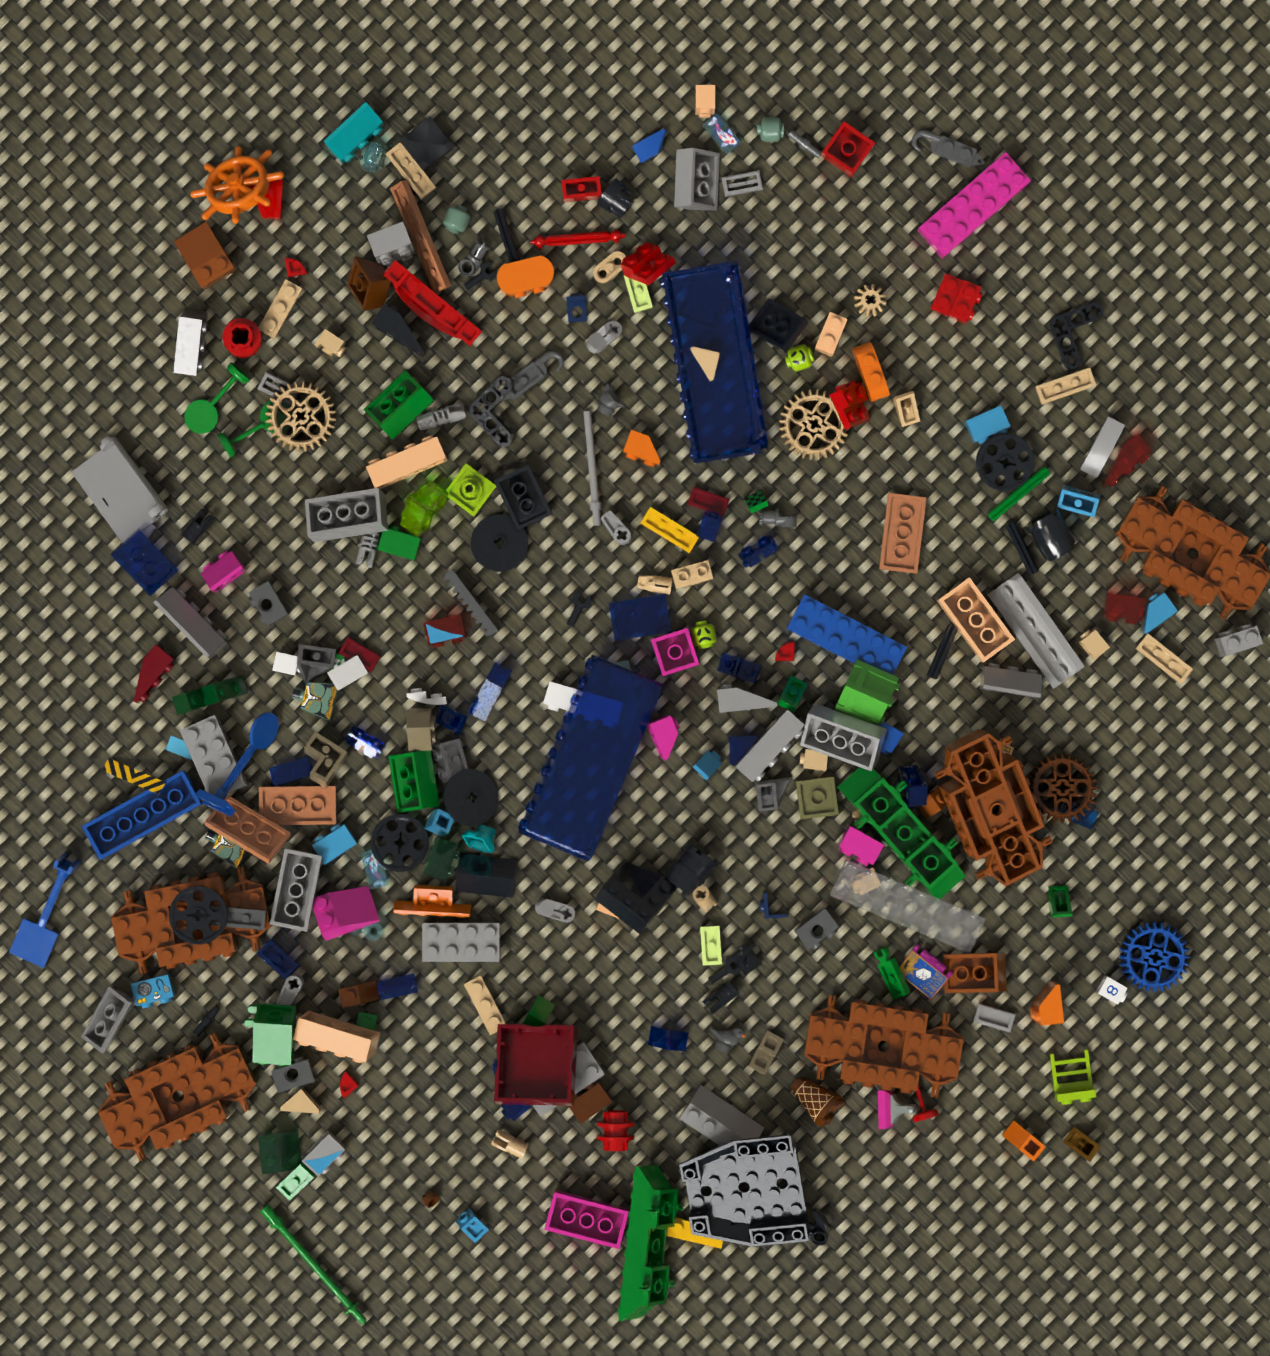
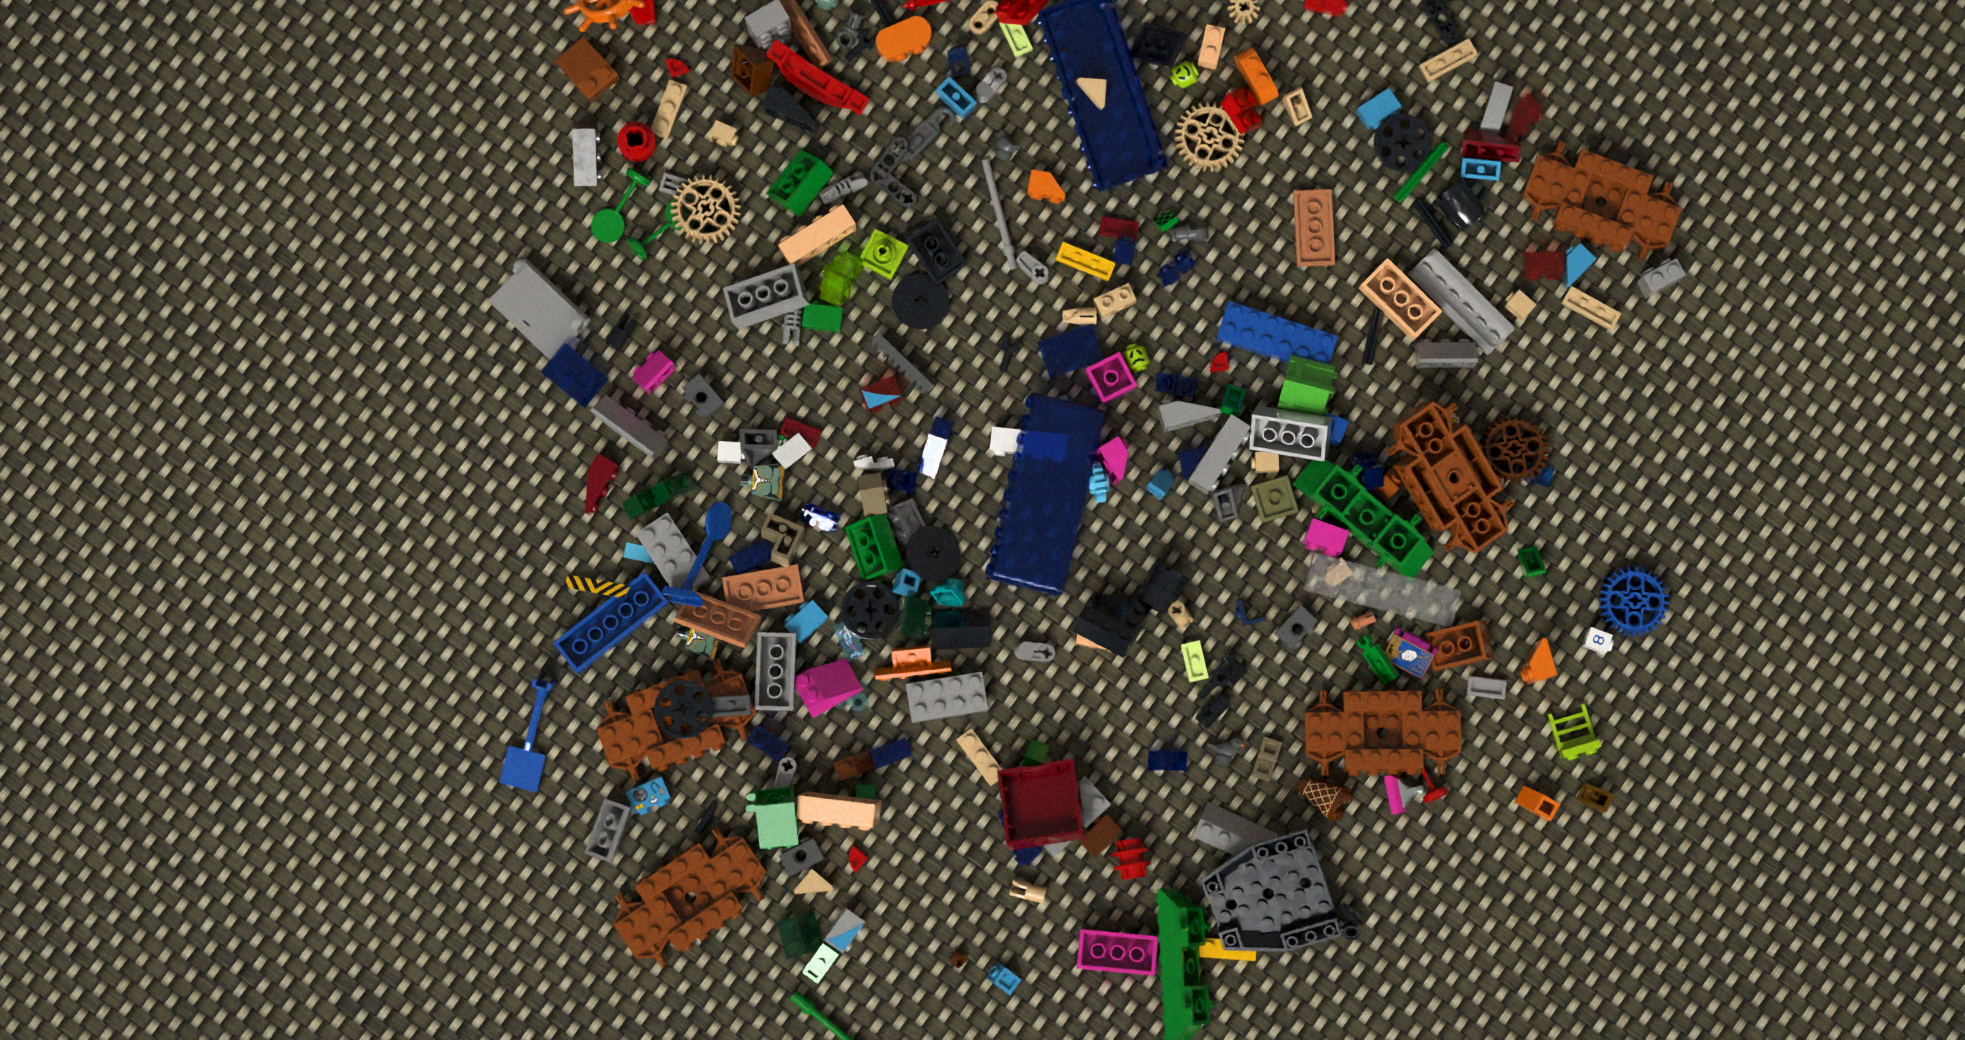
camera: 10 degrees left, 5 degrees down
(567, 345) = (956, 98): none -> dark azure brick
(645, 754) = (1098, 482): none -> medium azure gear
(883, 932) = (1362, 620): none -> nougat pin
(1089, 480) = (1489, 146): none -> dark red slope

